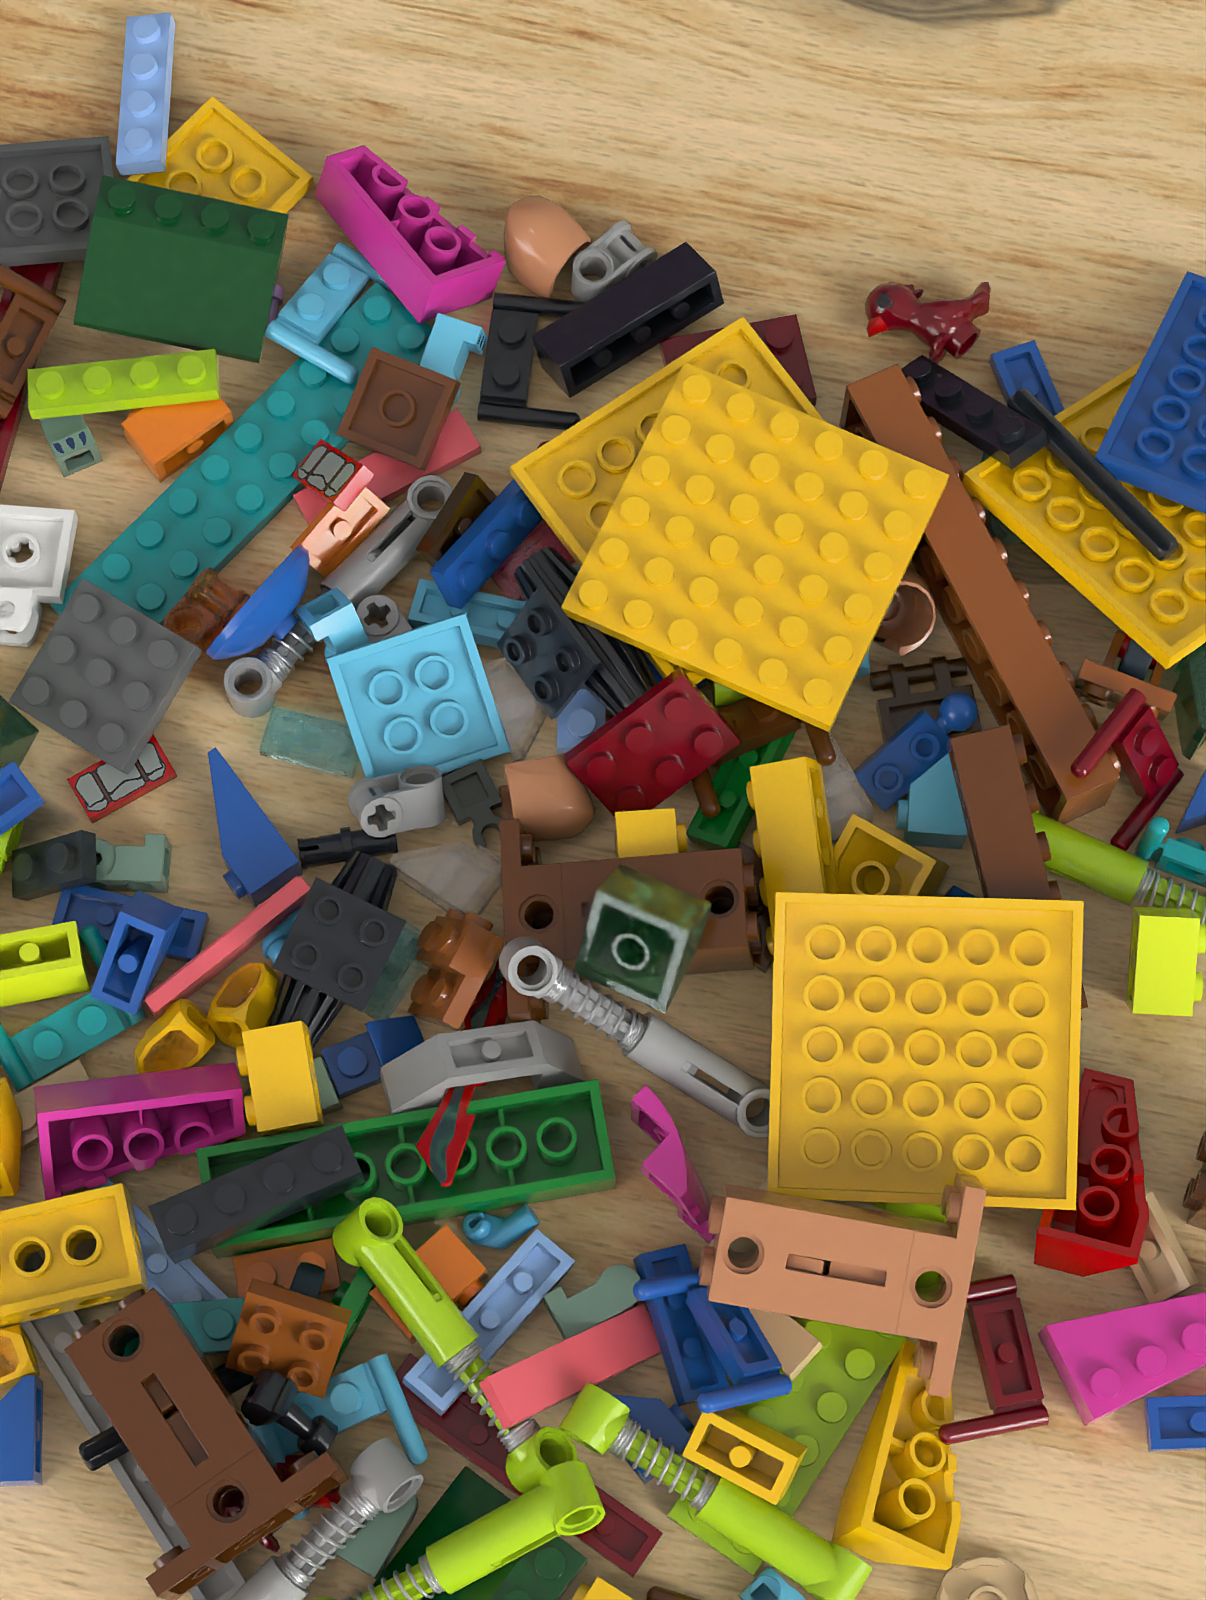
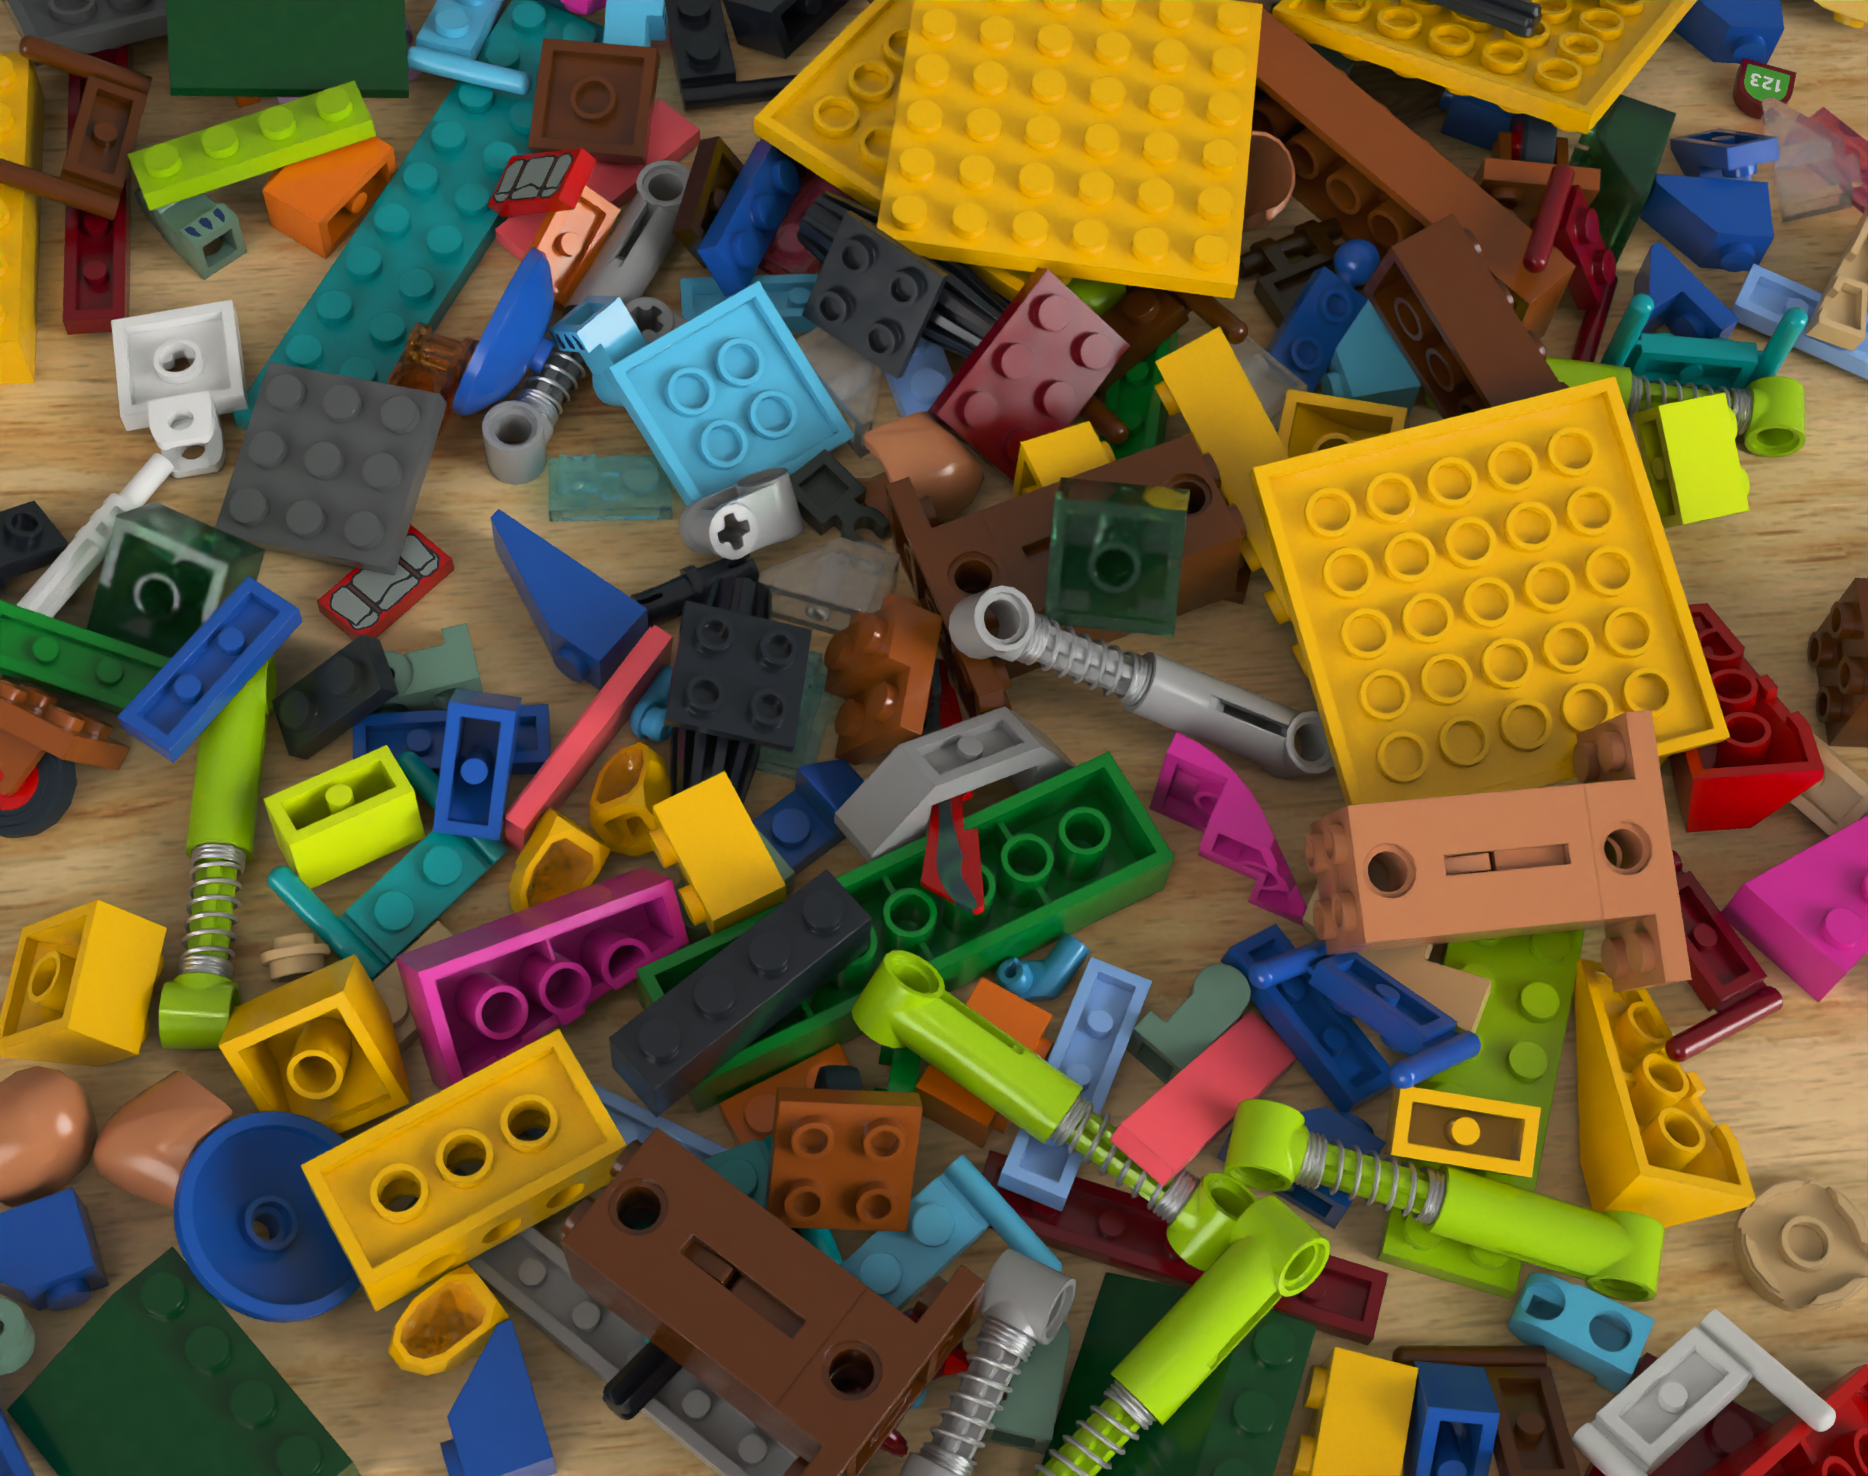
camera: 25 degrees left, 10 degrees down
(272, 1401) = (850, 1241): black leg -> none

